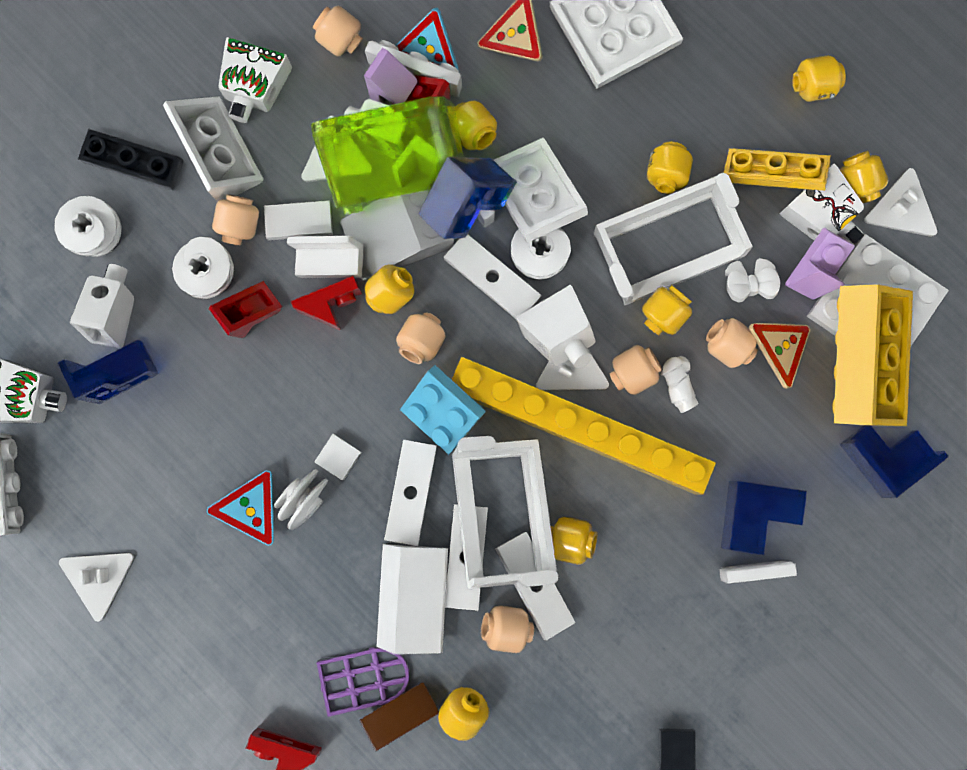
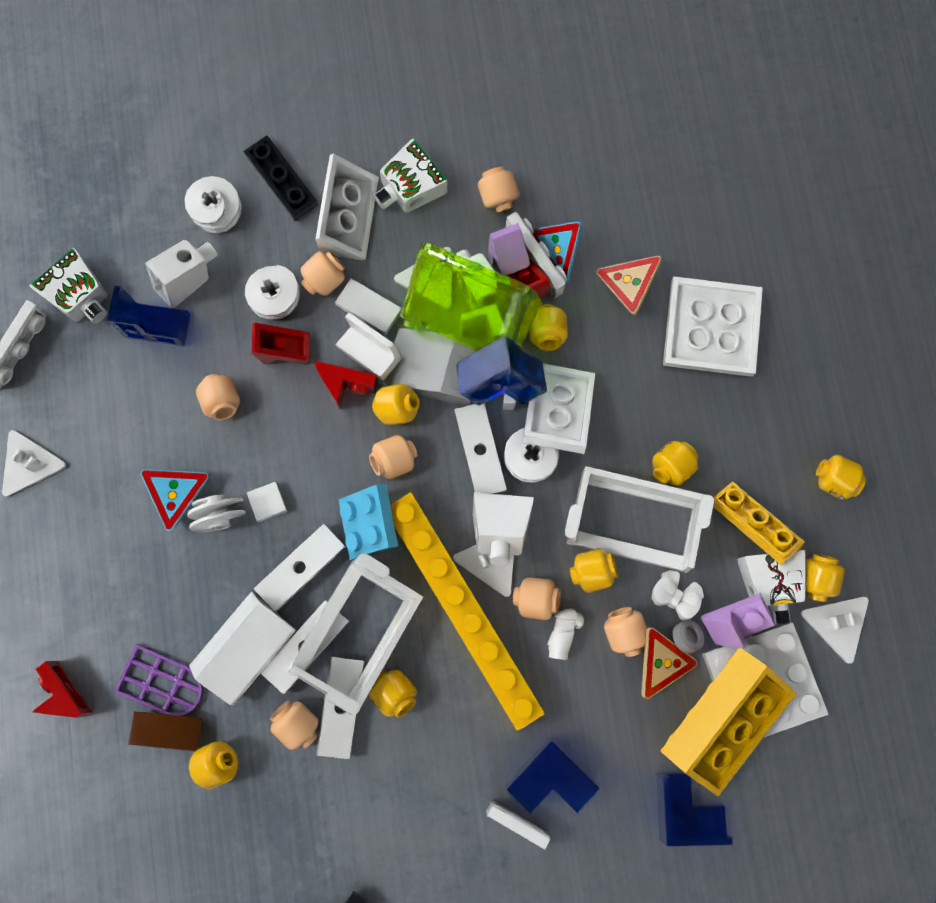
camera: 30 degrees right, 5 degrees down
(225, 396) = (218, 397): none -> light nougat head
(786, 309) = (688, 636): none -> light grey tile

